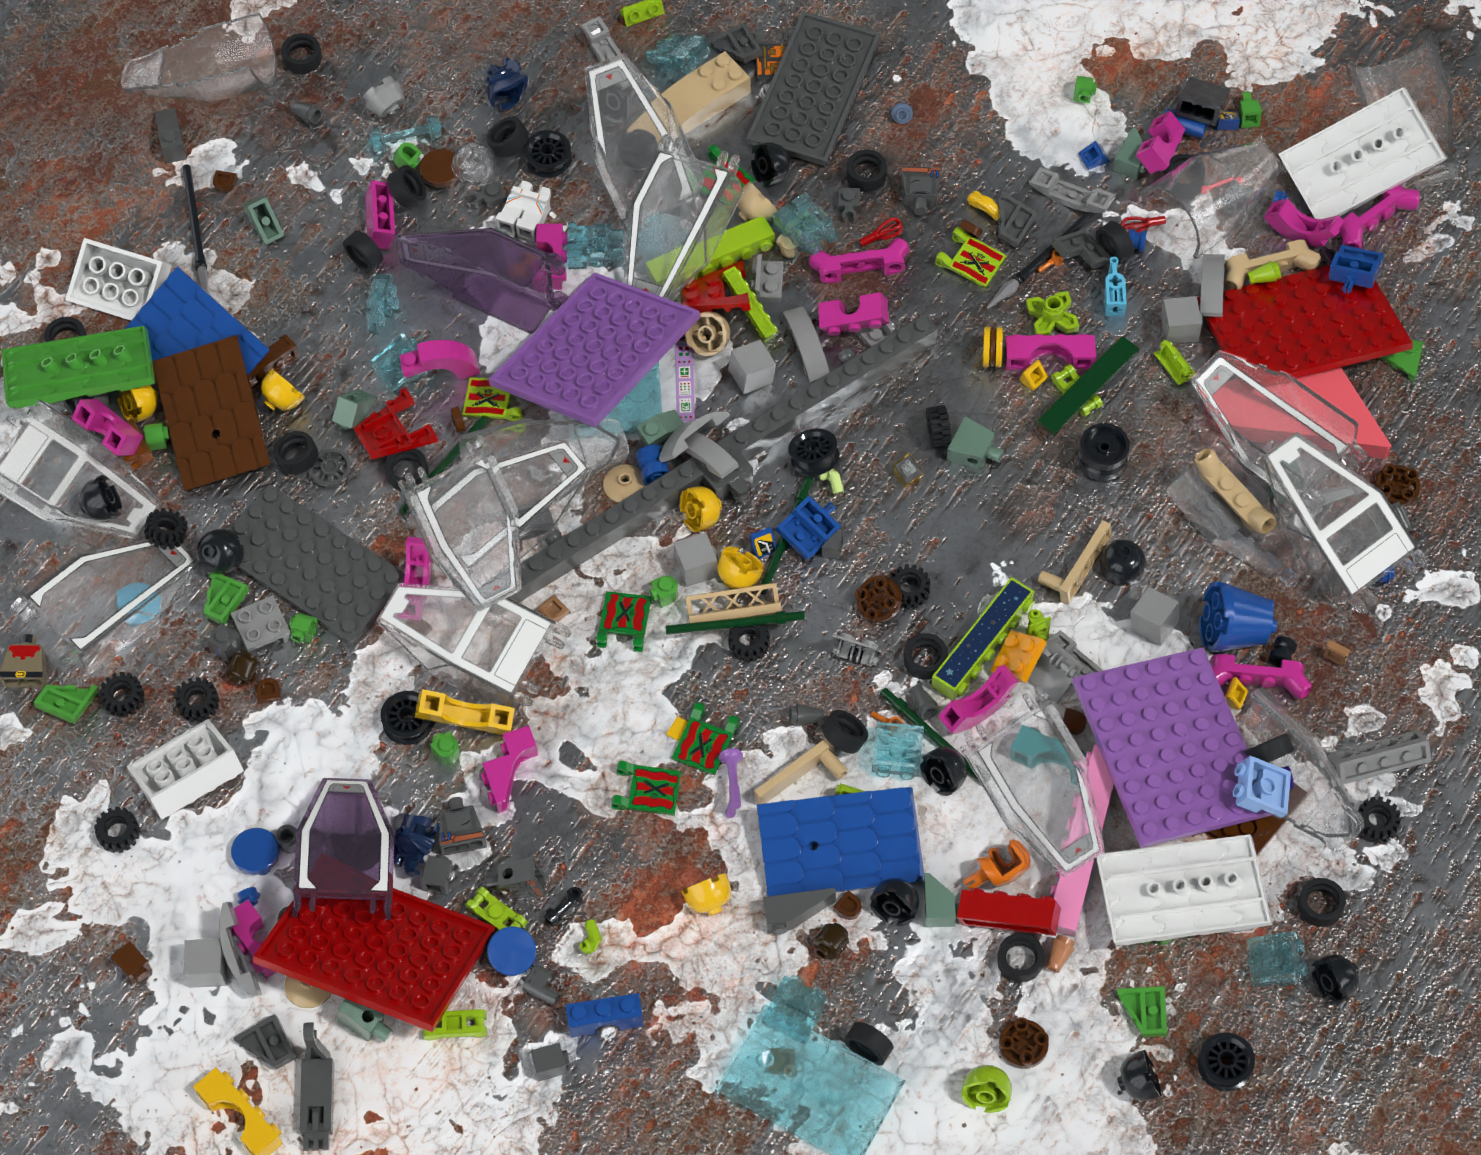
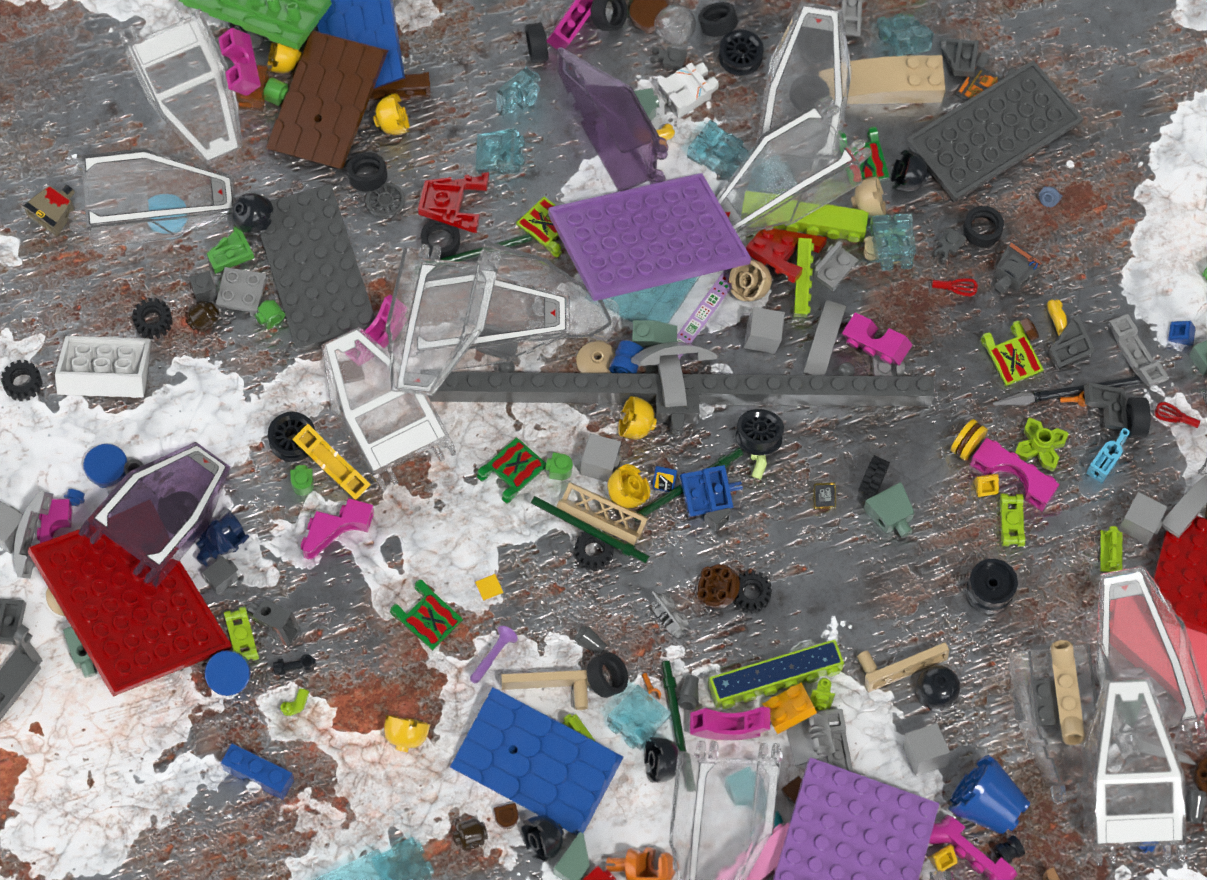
camera: 30 degrees right, 5 degrees up
(65, 701) = (59, 256): bright green wing -> none
(100, 499) = (198, 115): black cylinder -> none
(117, 683) = (102, 267): black tyre -> none
(163, 537) = (221, 176): black tyre -> none
(268, 691) = (208, 346): reddish brown tile -> none
(352, 408) = (436, 163): sand green slope -> none
(441, 355) = (530, 165): dark pink arch -> none
(455, 1025) = (147, 700): lime plate -> none
(457, 419) = (507, 225): reddish brown tile -> none
(460, 829) = (263, 550): dark grey torso -> none
(537, 985) = (228, 713): dark grey piece -> none
(550, 1061) = (191, 778): dark grey brick -> none
(552, 239) = (688, 125): dark pink arch -> none
(553, 609) = (464, 425): medium nougat tile -> none
(703, 742) = (497, 608): flag -> none
(793, 909) = (460, 789): dark grey slope -> none
(888, 259) = (944, 312): dark pink plate -> none
(924, 640) = (719, 640): black tyre -> none
(1088, 386) = (1021, 523): dark green tile -> none
(1138, 239) = (1160, 426): blue wheel -> none

